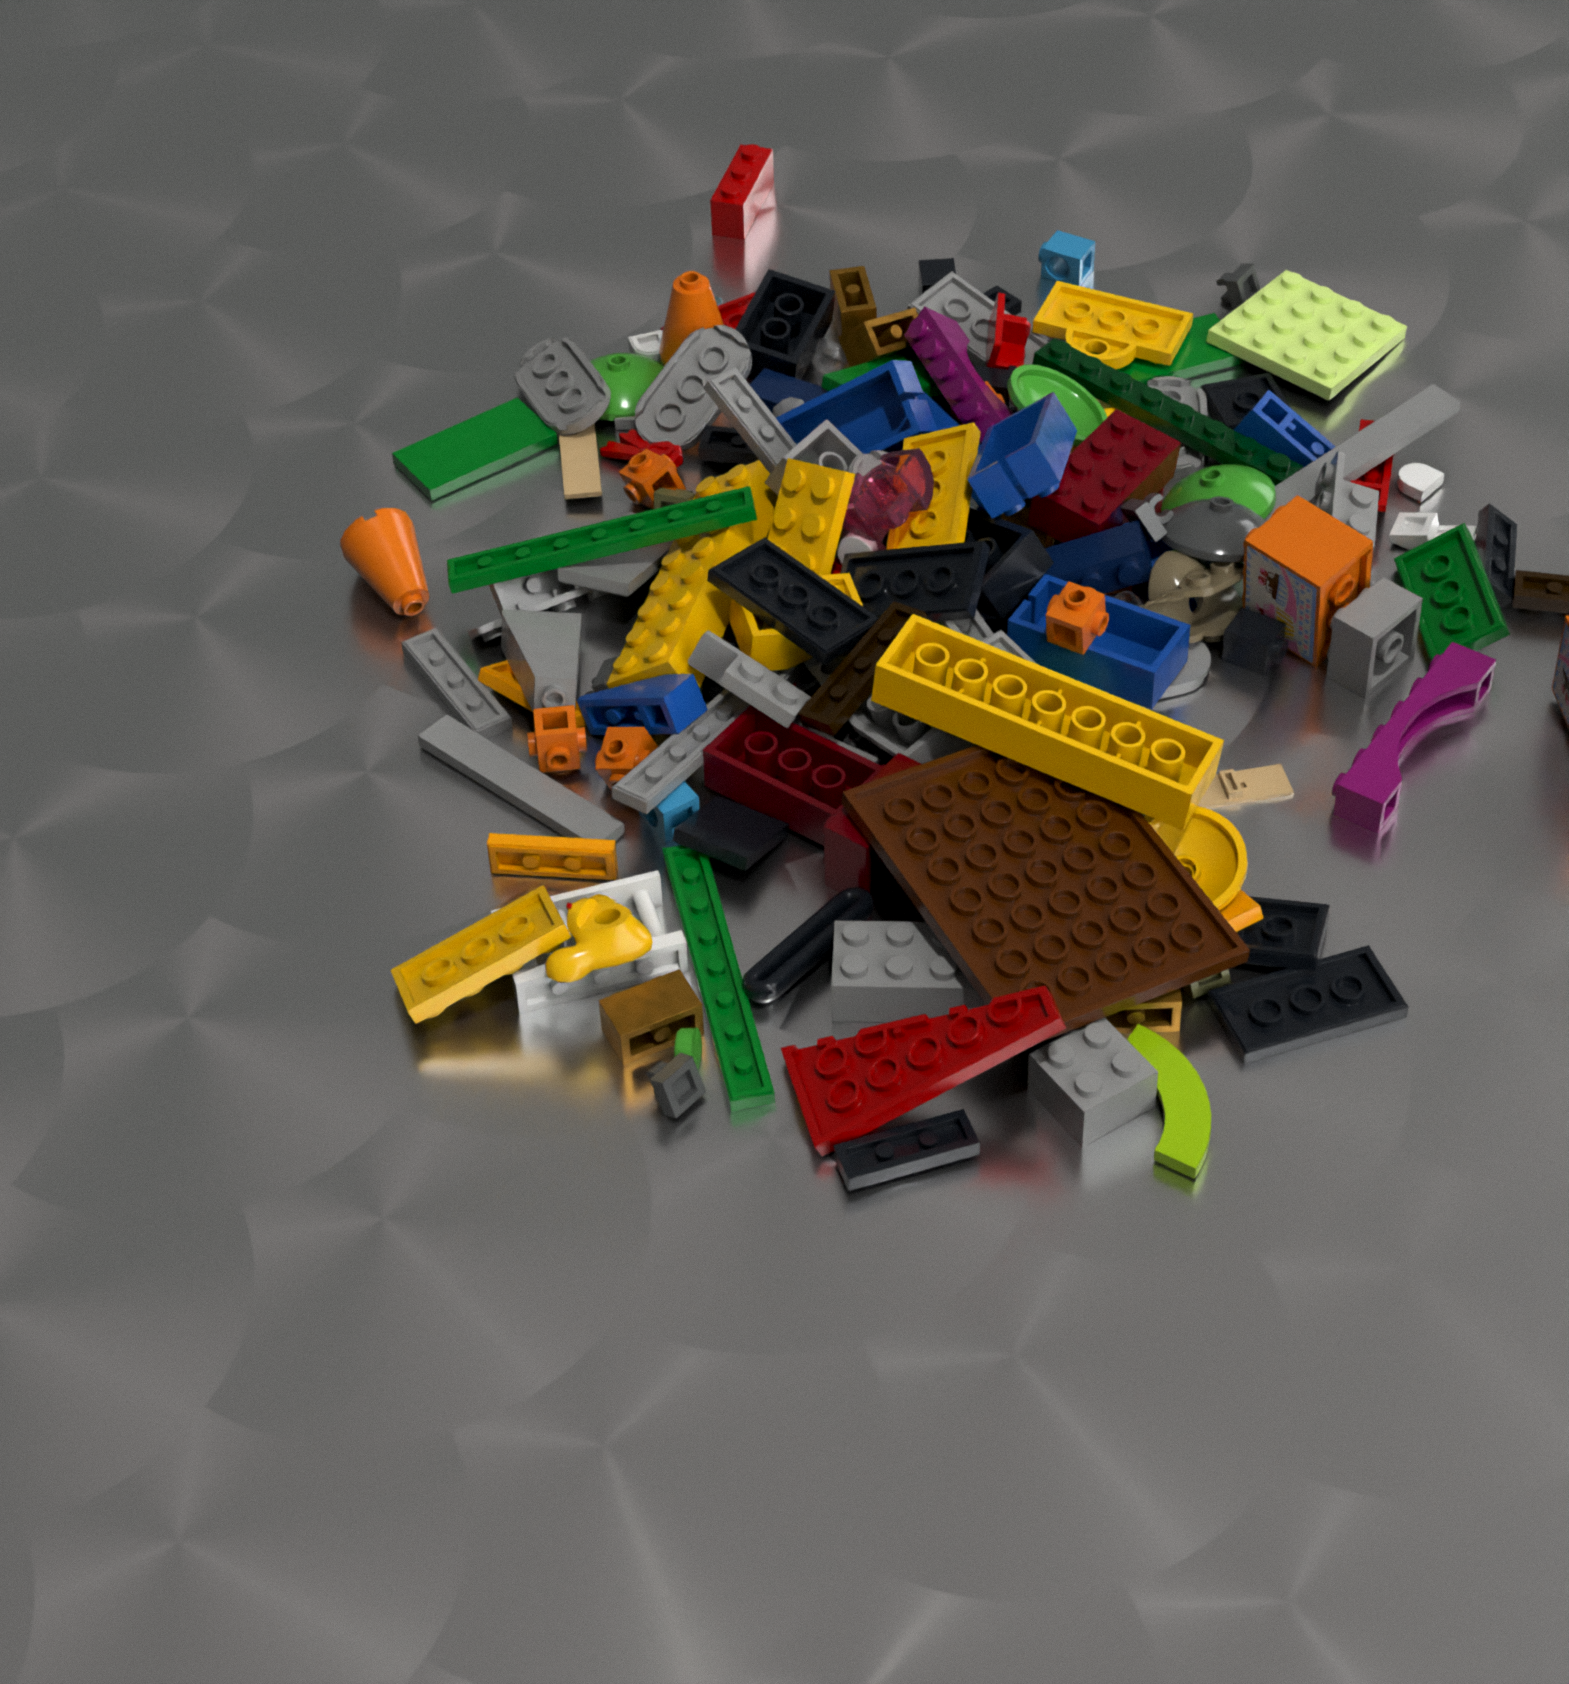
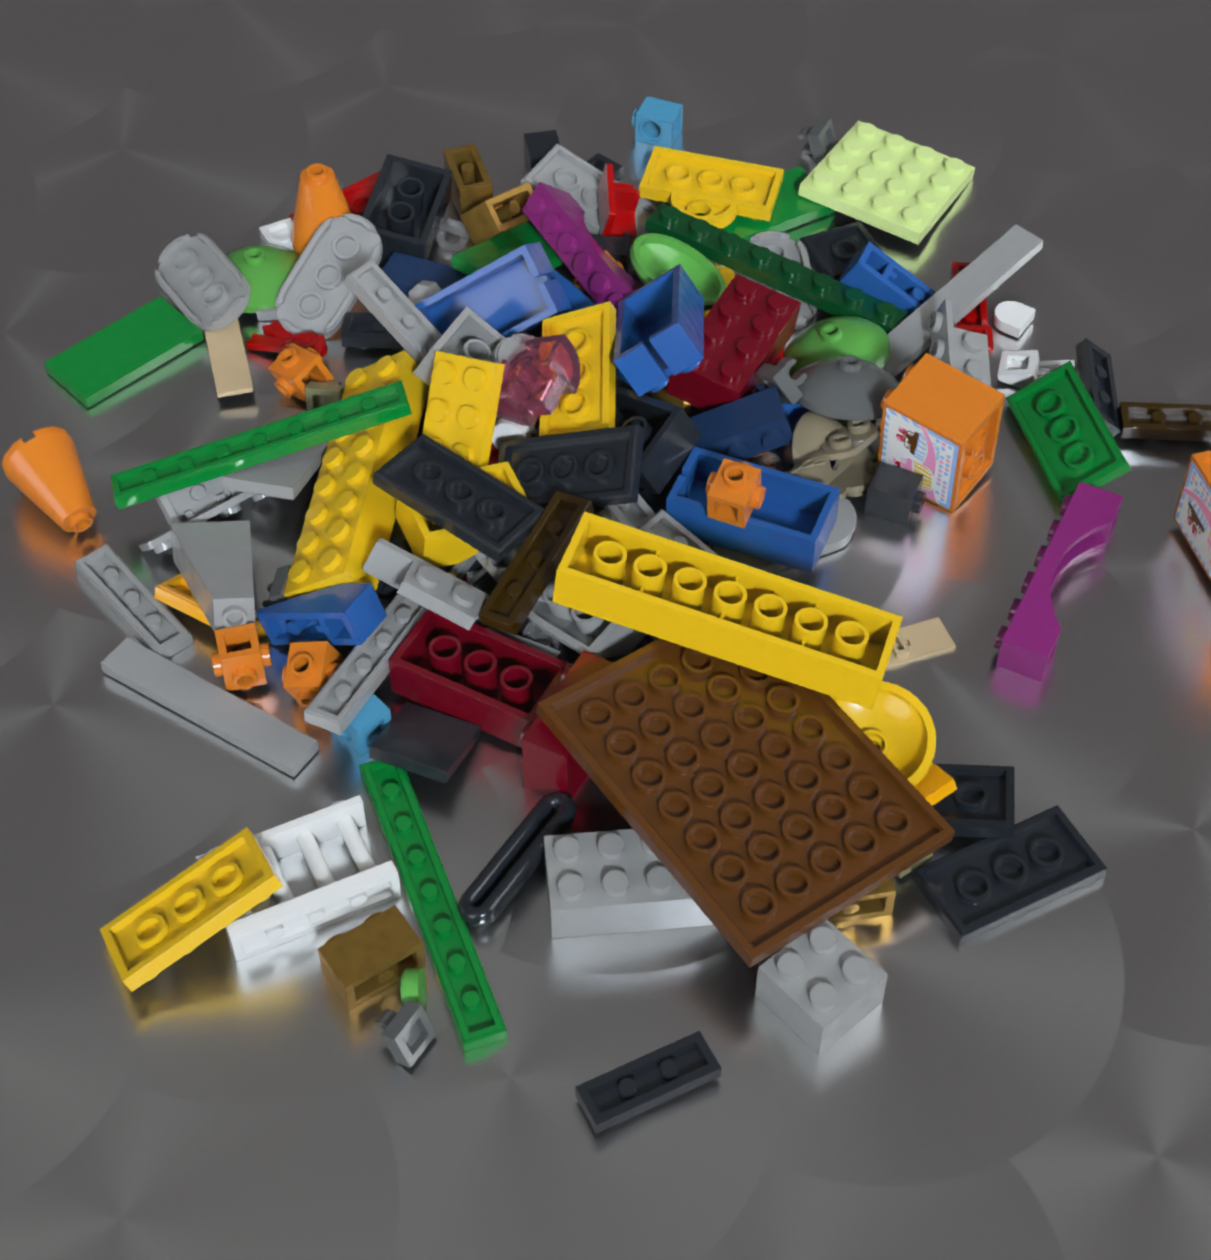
camera: 10 degrees left, 5 degrees up
(552, 856) = (250, 785): light orange tile -> none
(604, 938) = (316, 880): yellow head -> none
(742, 191) = (349, 76): red brick -> none
(901, 1064) = (630, 995): red wing -> none
(1183, 1102) = (911, 994): lime tile -> none
(1373, 637) = (1006, 482): light grey brick -> none

